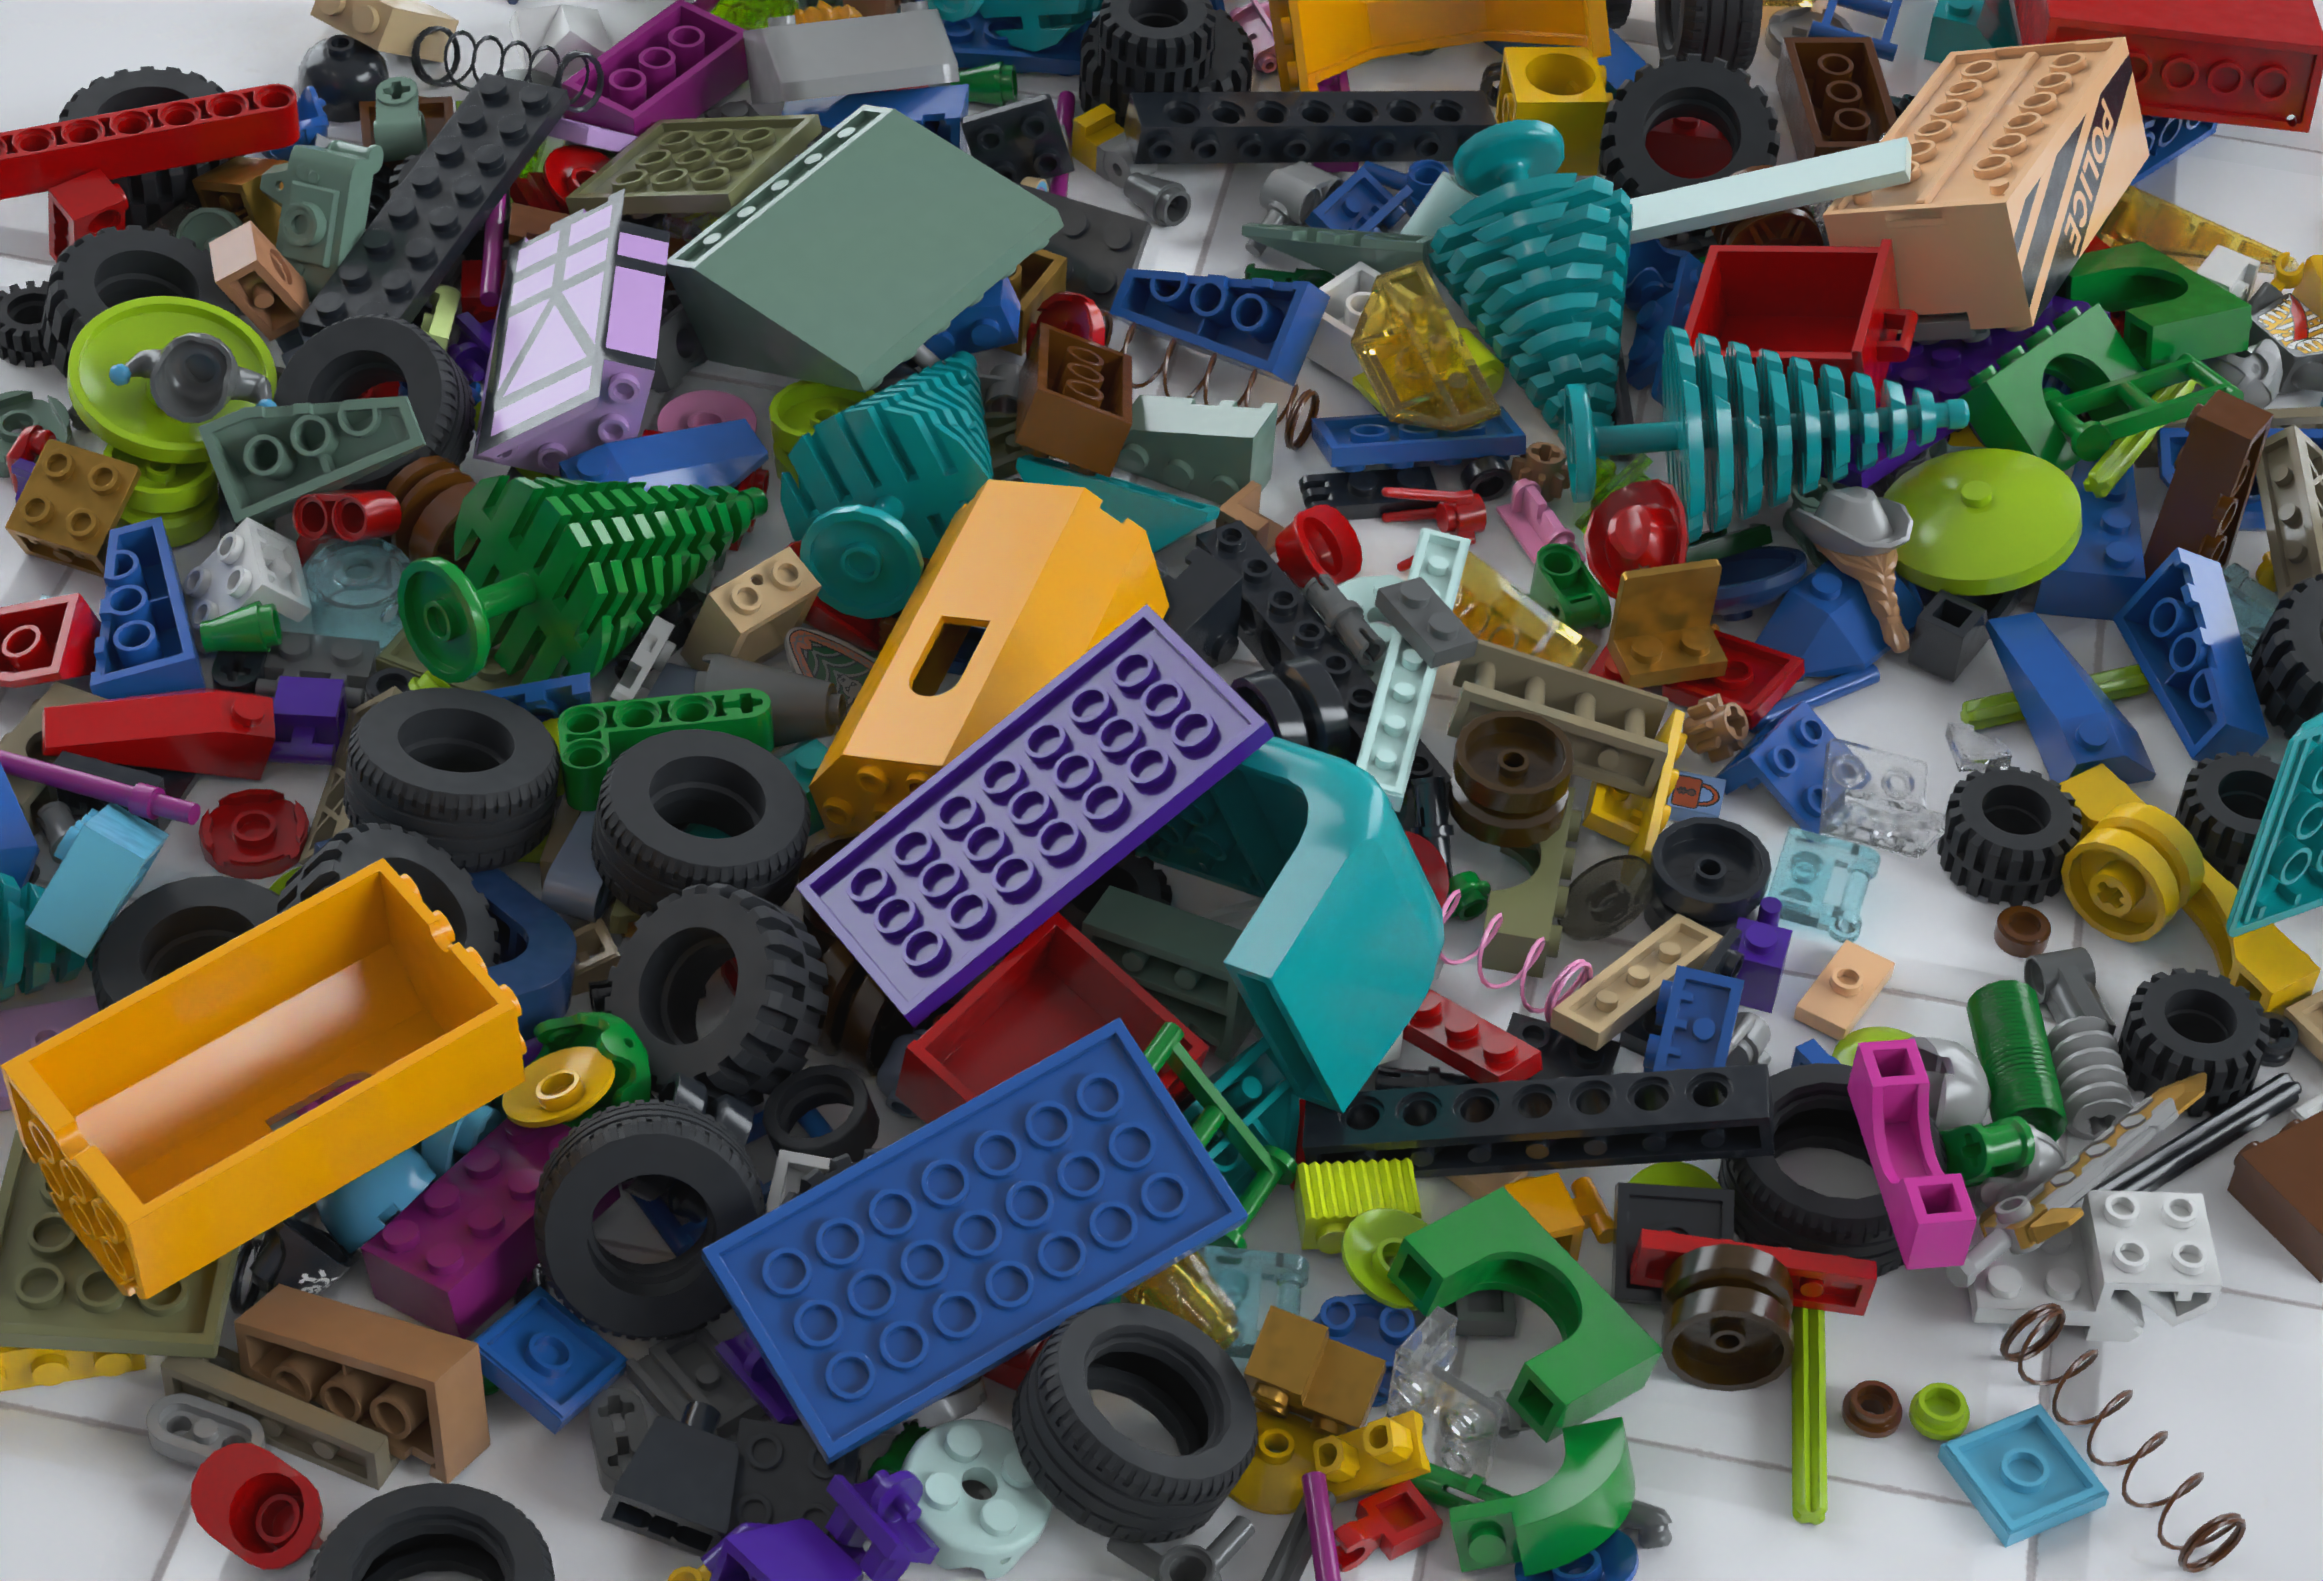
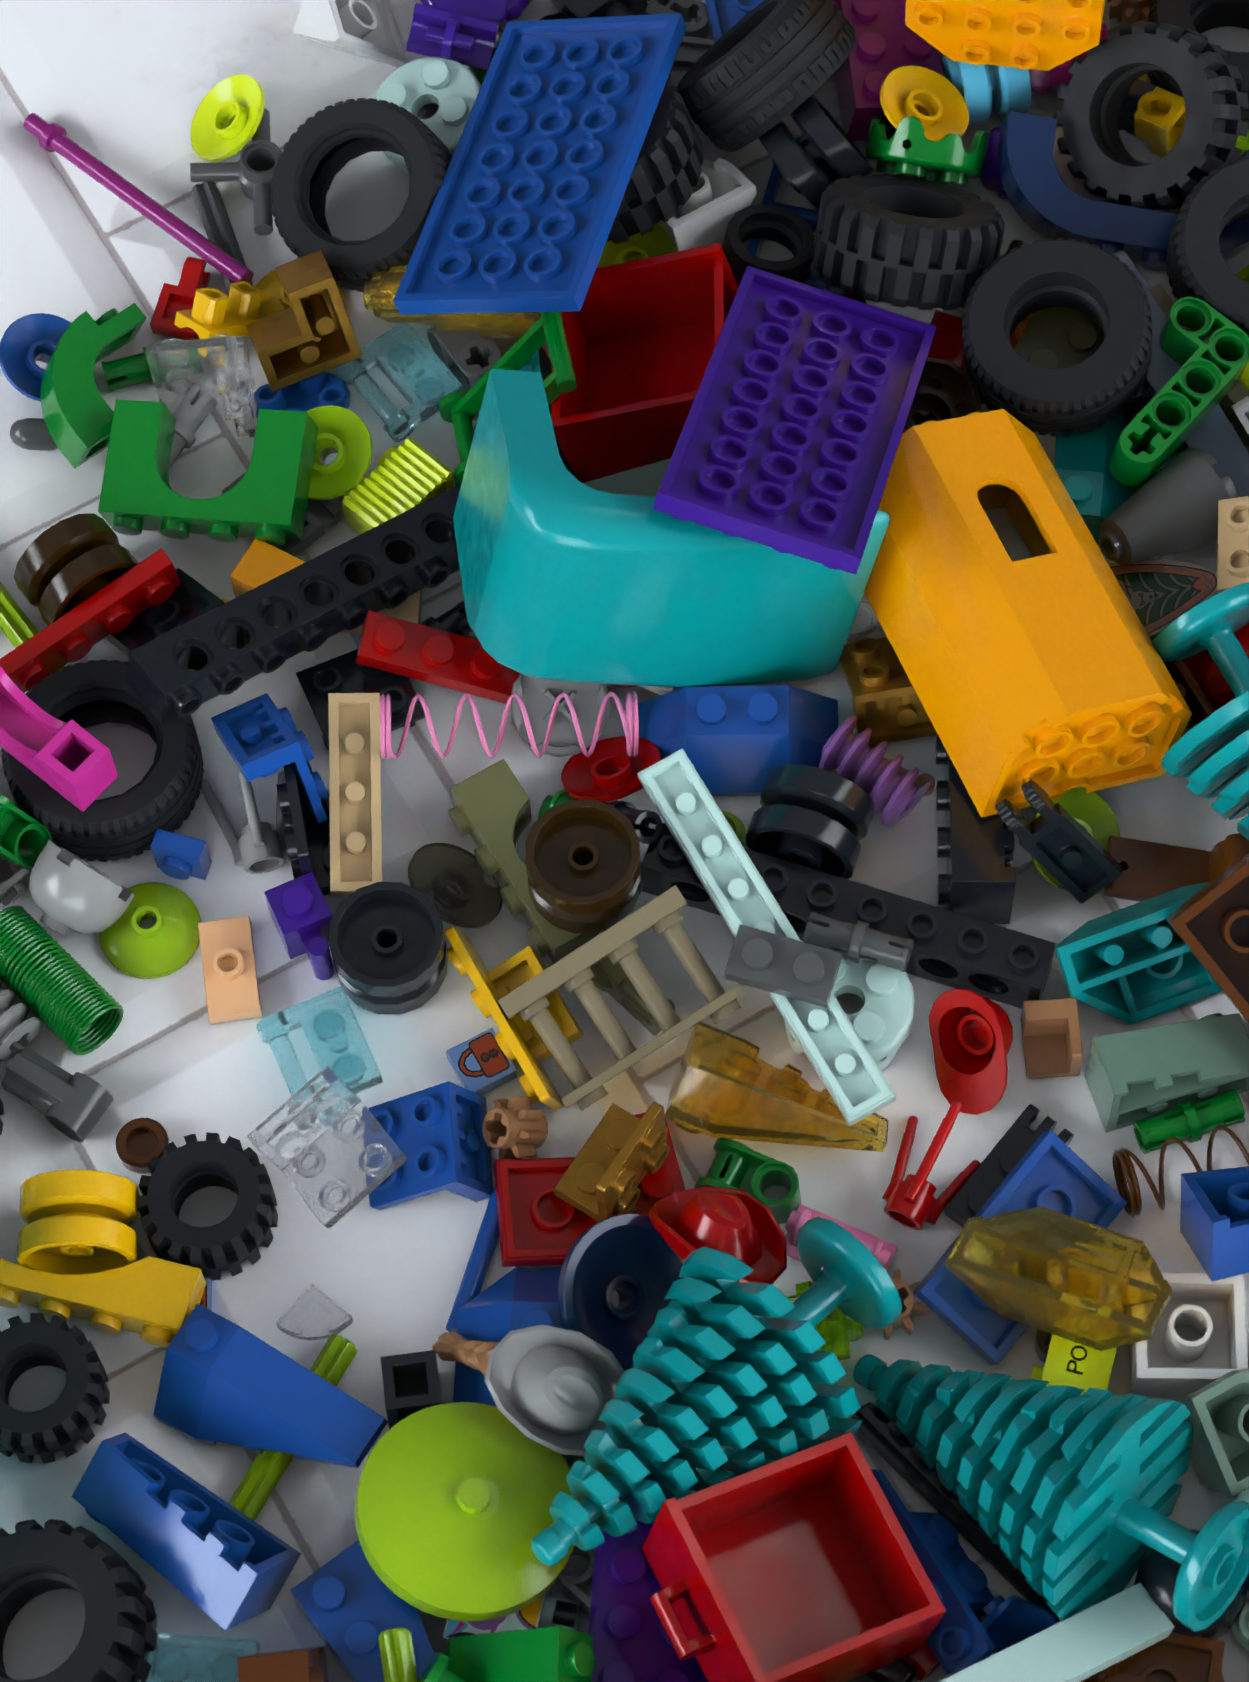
camera: 145 degrees right, 20 degrees up
(1487, 477) = (926, 1256): black tile -> none

